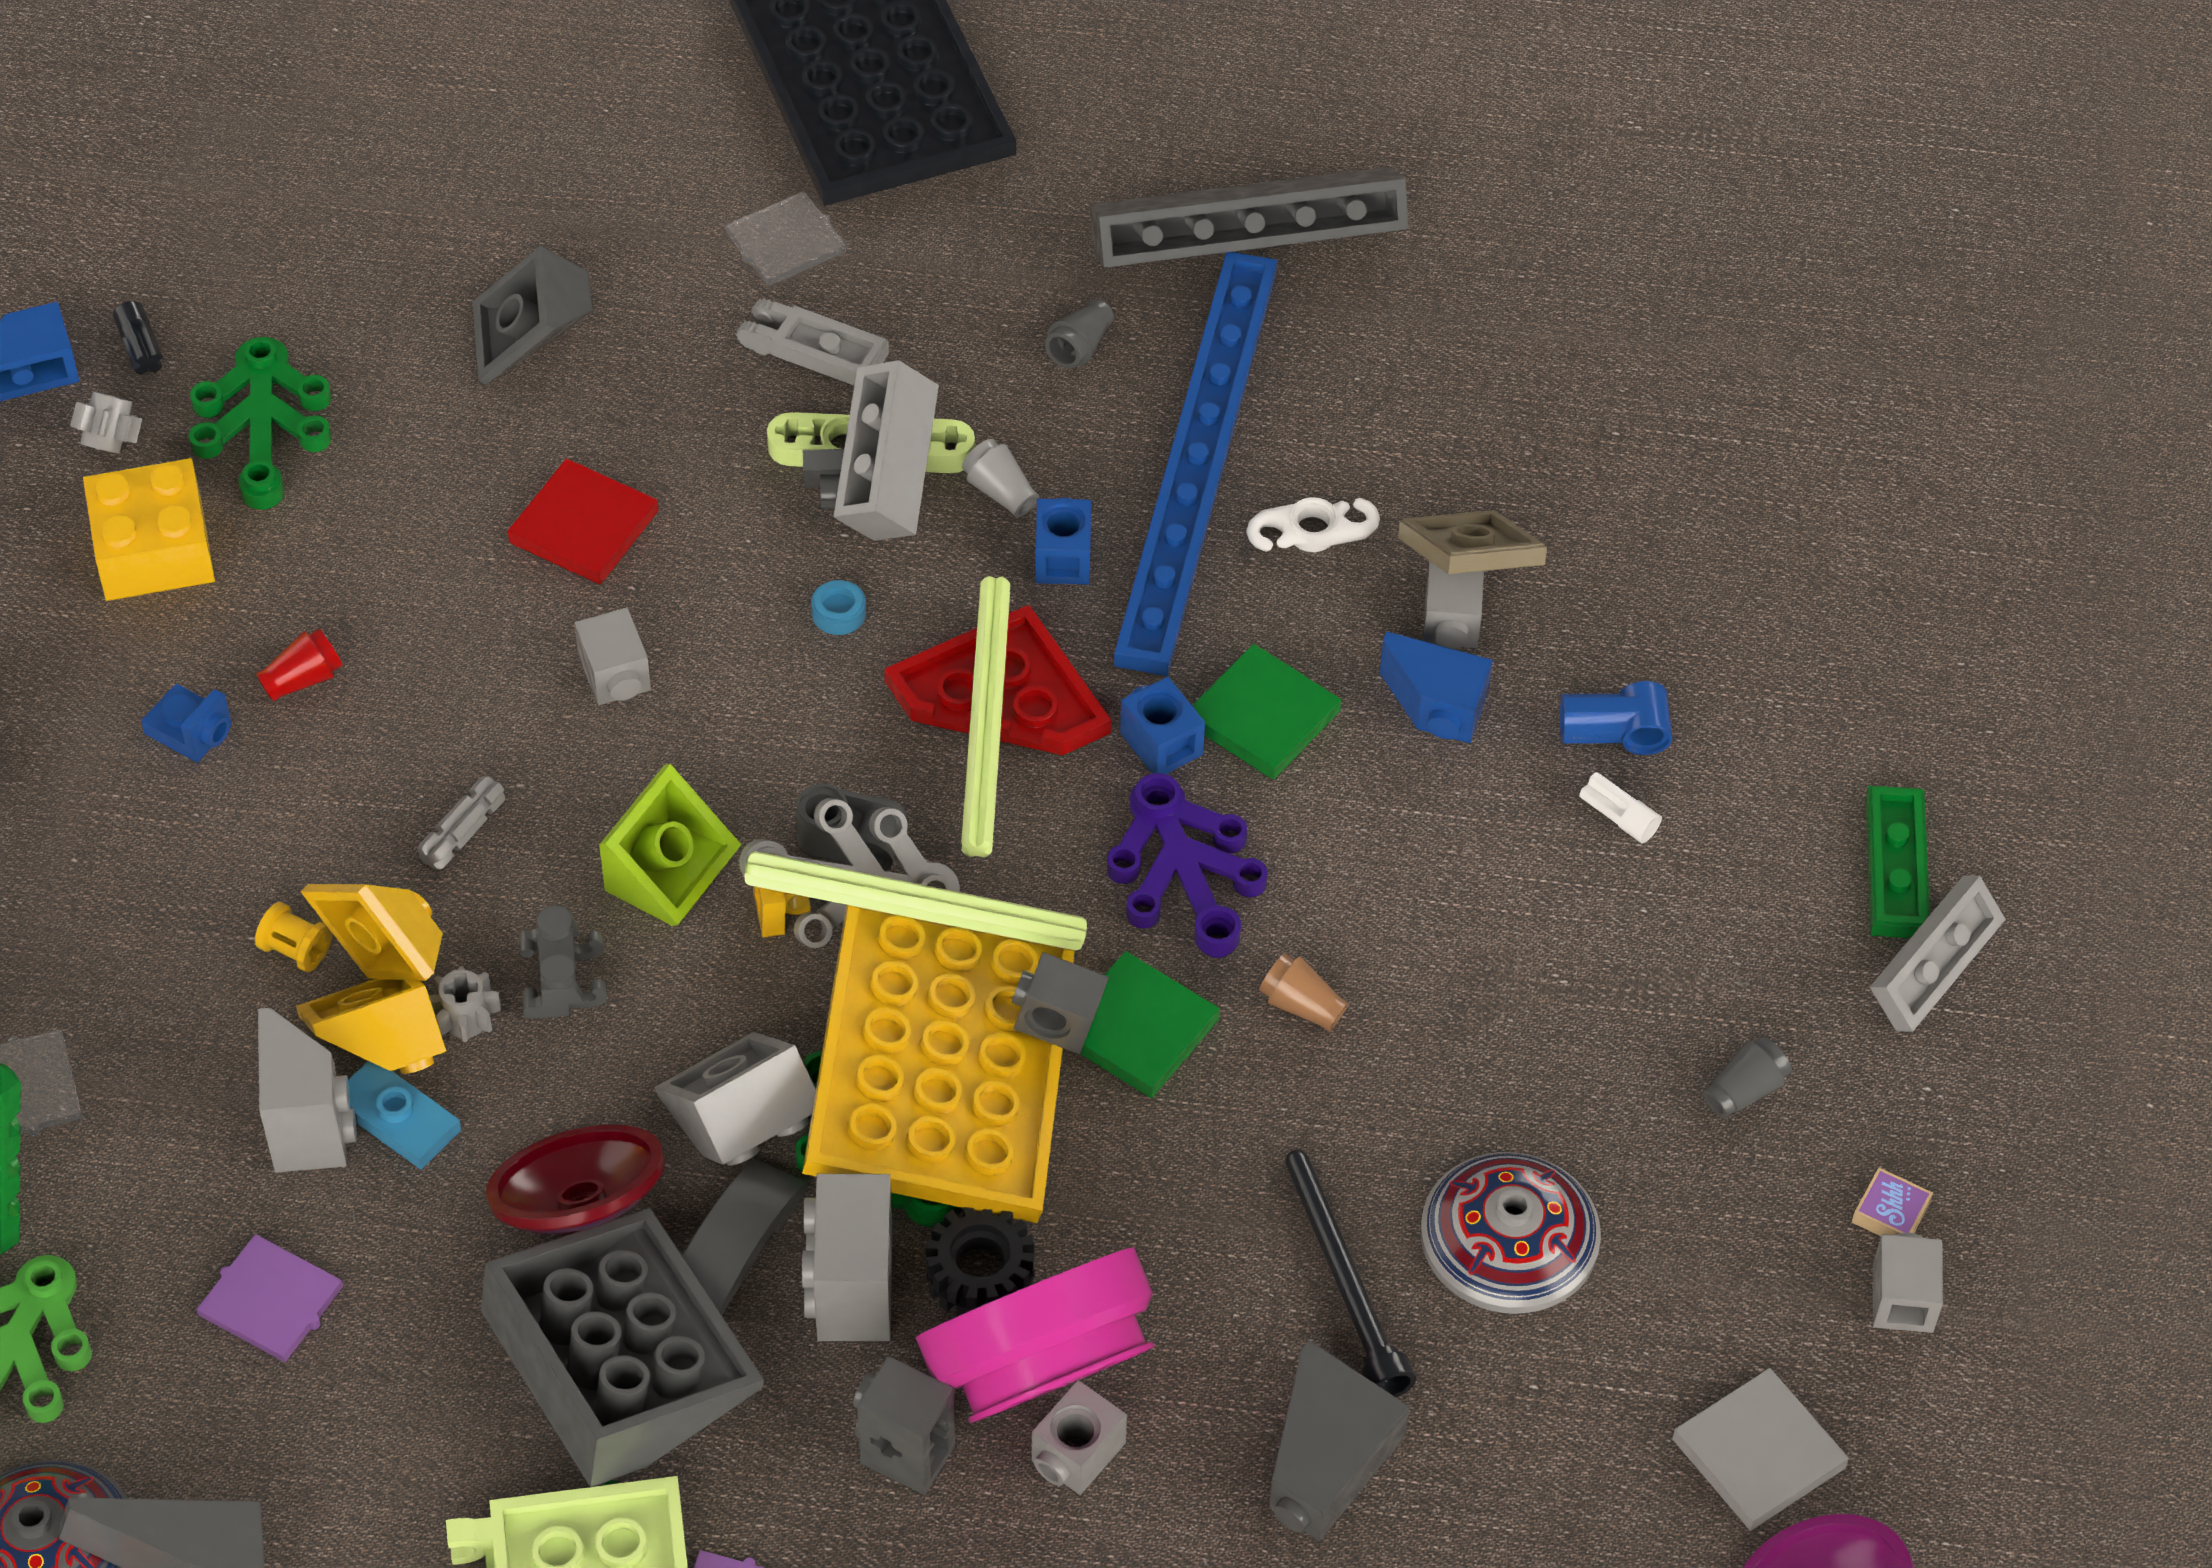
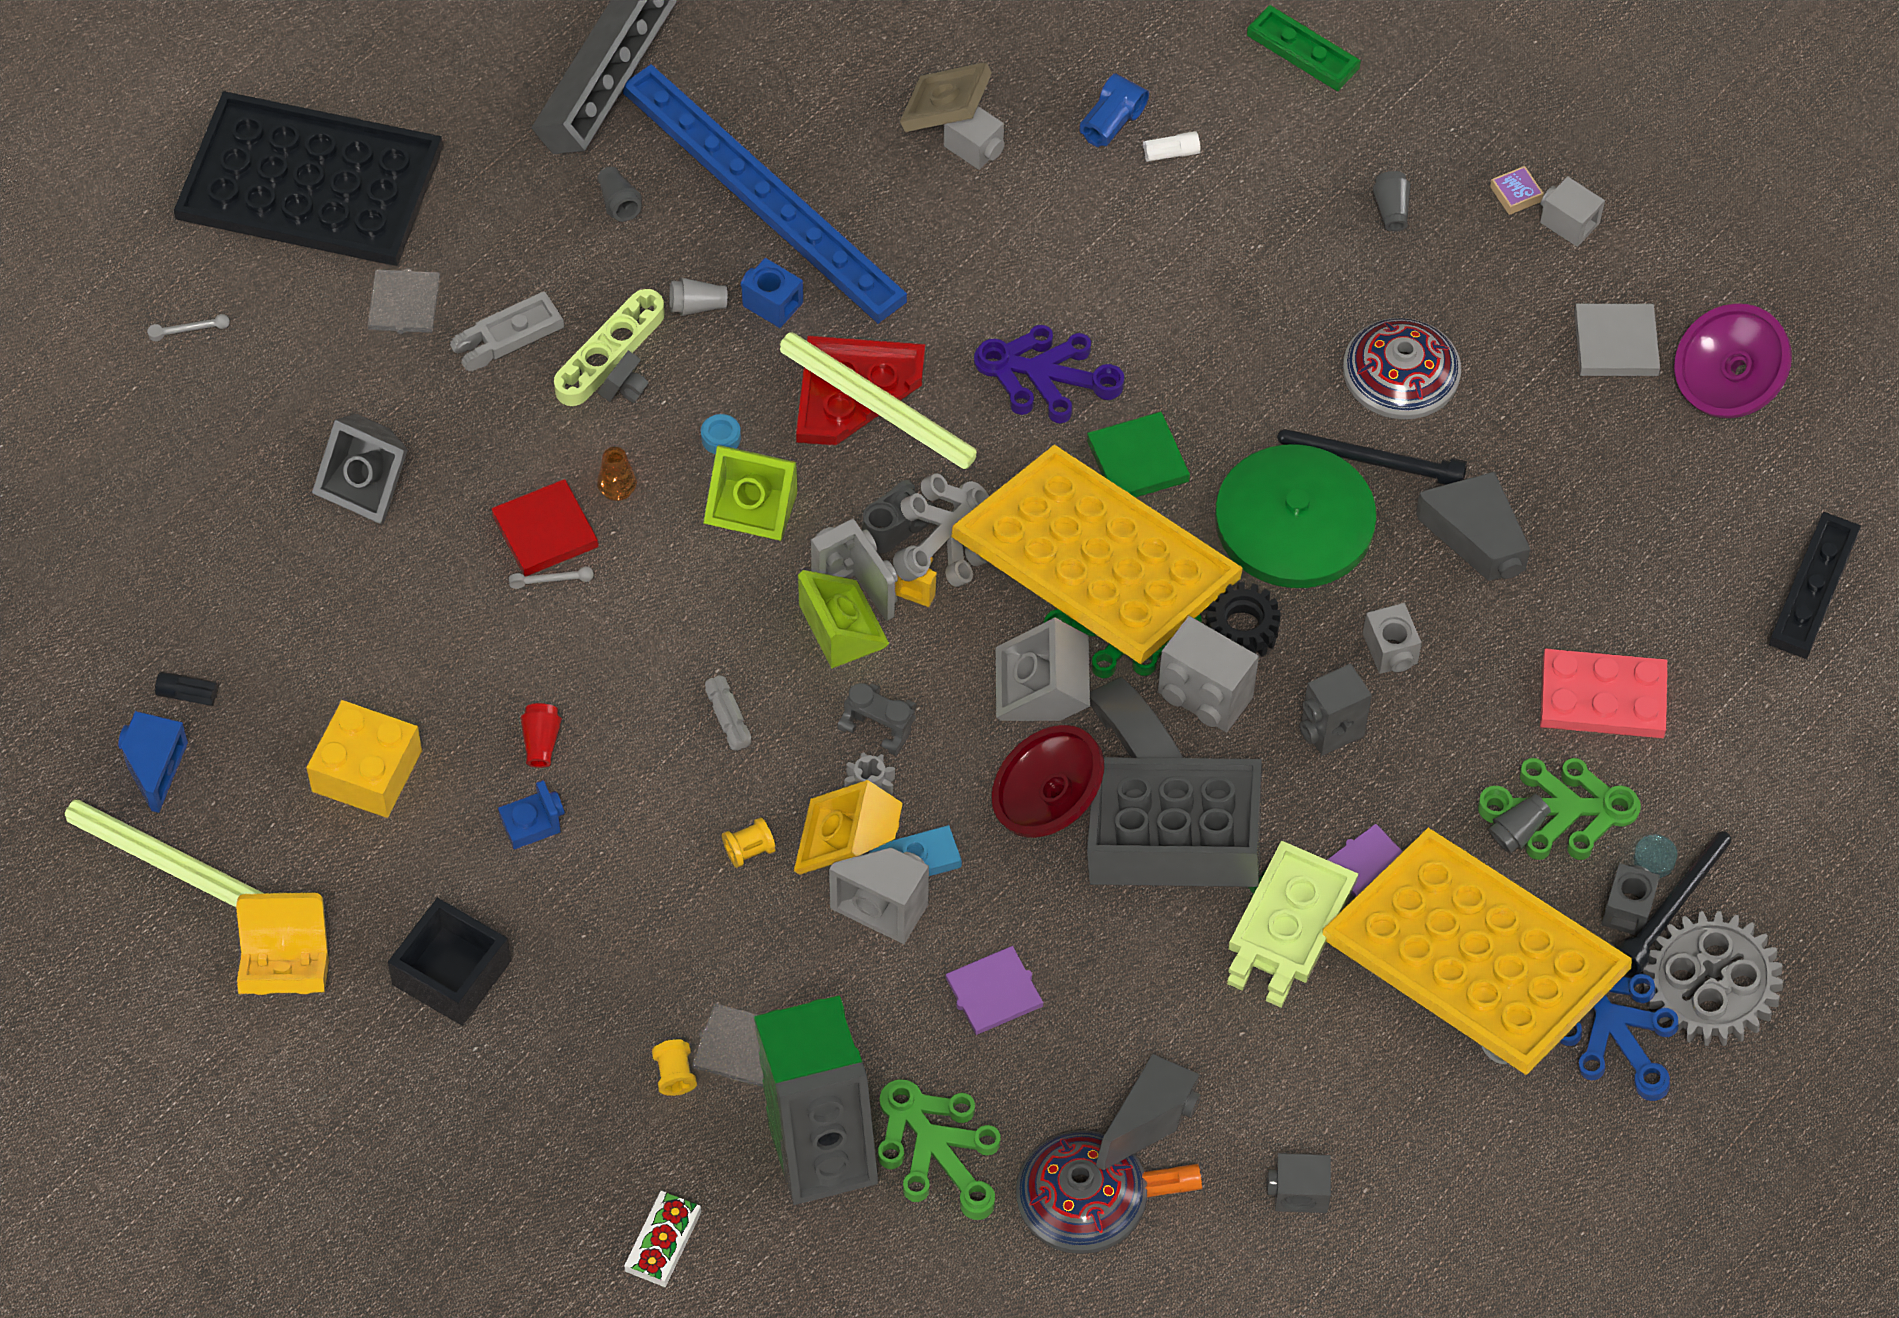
camera: 55 degrees left, 5 degrees up
(106, 422) = (253, 738): light grey gear -> none
(262, 364) = (313, 650): green plant -> none
(380, 928) = (796, 788): yellow slope -> none
(551, 591) = (519, 580): none -> light grey hinge
(574, 66) = (157, 333): none -> light grey hinge
(612, 656) = (672, 566): light grey brick -> none
(693, 539) = (616, 476): none -> clear orange cone
(740, 799) = (852, 552): none -> light grey bracket
(767, 676) = (751, 492): none -> lime slope
(886, 450) = (646, 335): light grey brick -> none
(915, 900) = (995, 505): yellowish green axle -> none
(1042, 1335) = (1342, 603): dark pink wheel -> none
(1058, 1002) = (1117, 477): dark grey brick -> none
(1162, 726) = (954, 335): blue brick -> none
(1210, 1226) = (1295, 516): none -> green dish
(1265, 711) = (969, 271): green tile -> none
(1287, 520) = (843, 178): white piece -> none
(1302, 992) = (1179, 366): medium nougat cone -> none
(1436, 685) = (1024, 178): blue slope -> none
(1937, 953) = (1381, 67): light grey plate -> none

